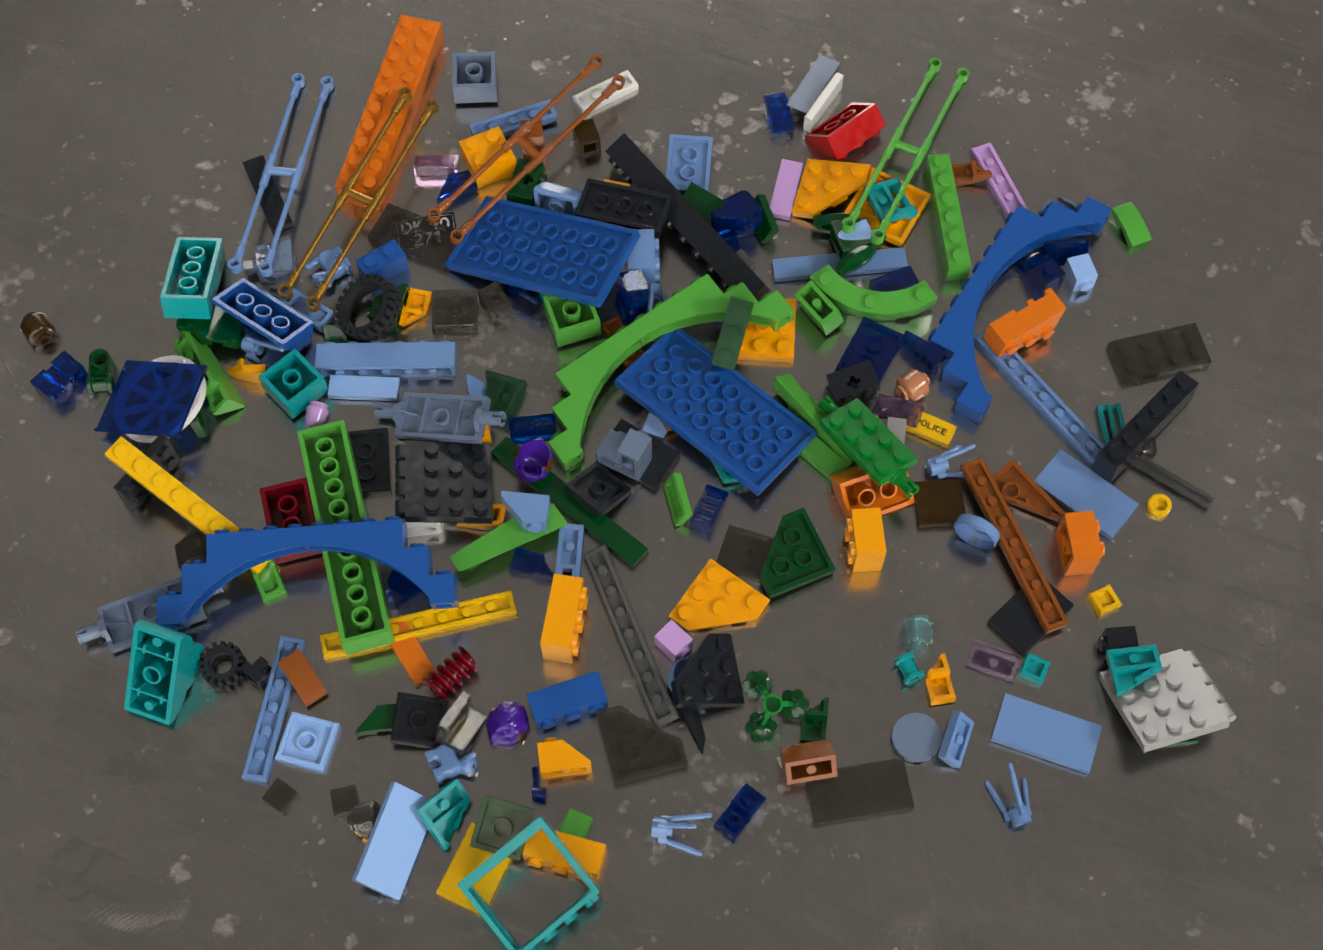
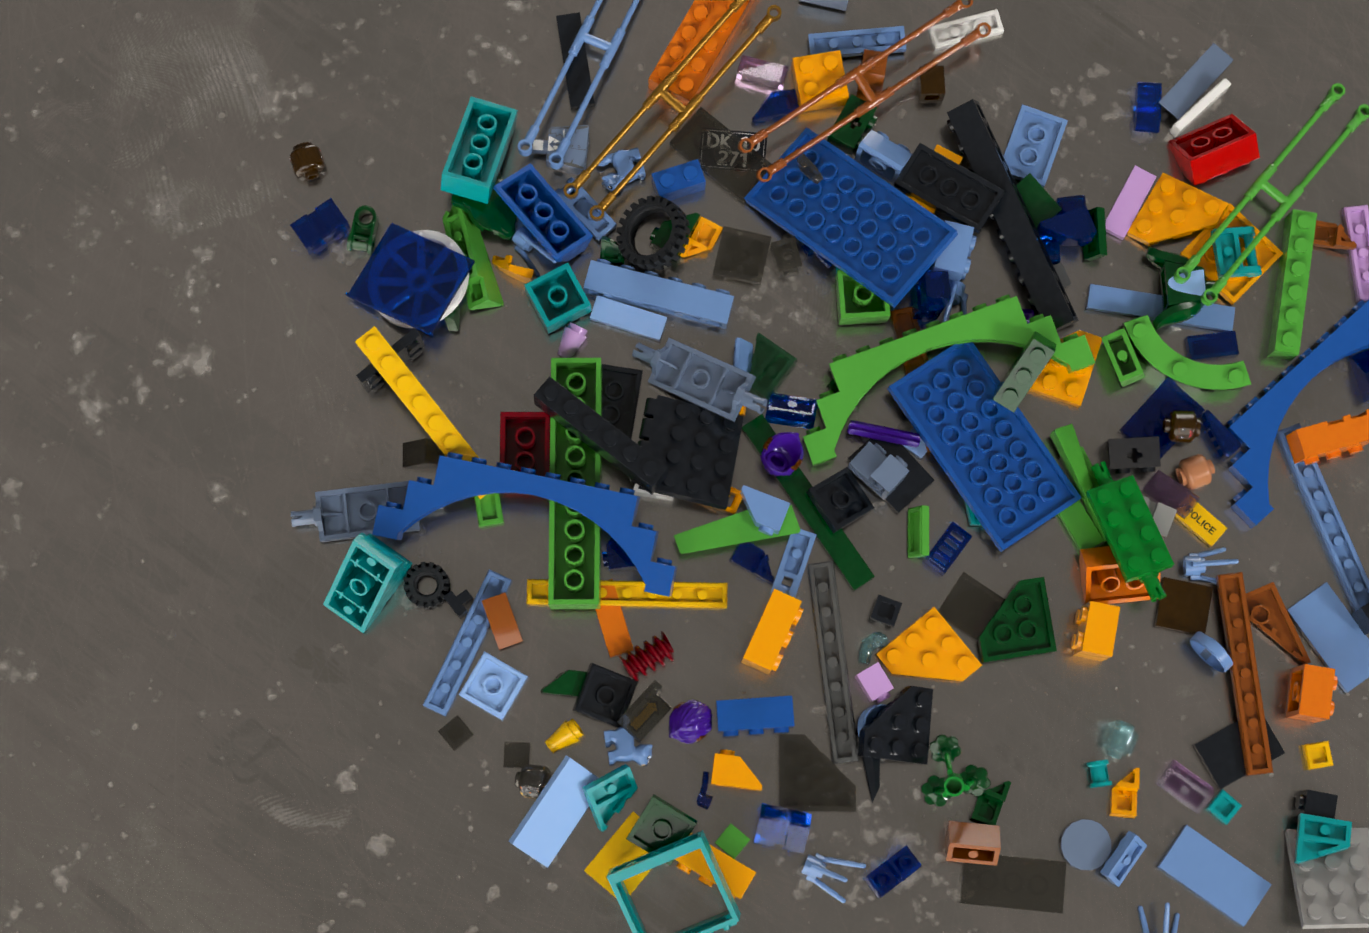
camera: 10 degrees right, 15 degrees up
(357, 480) = (600, 435): none -> black brick
(387, 769) = (565, 735): none -> yellow cone
(495, 222) = (809, 169): none -> clear smoke tile
(621, 797) = (783, 828): none -> clear blue brick
(622, 423) = (884, 433): none -> dark purple axle
(658, 611) = (869, 644): none -> clear light blue arm
(666, 574) = (885, 611): none -> black tile
(888, 349) = (1182, 426): none -> dark brown head

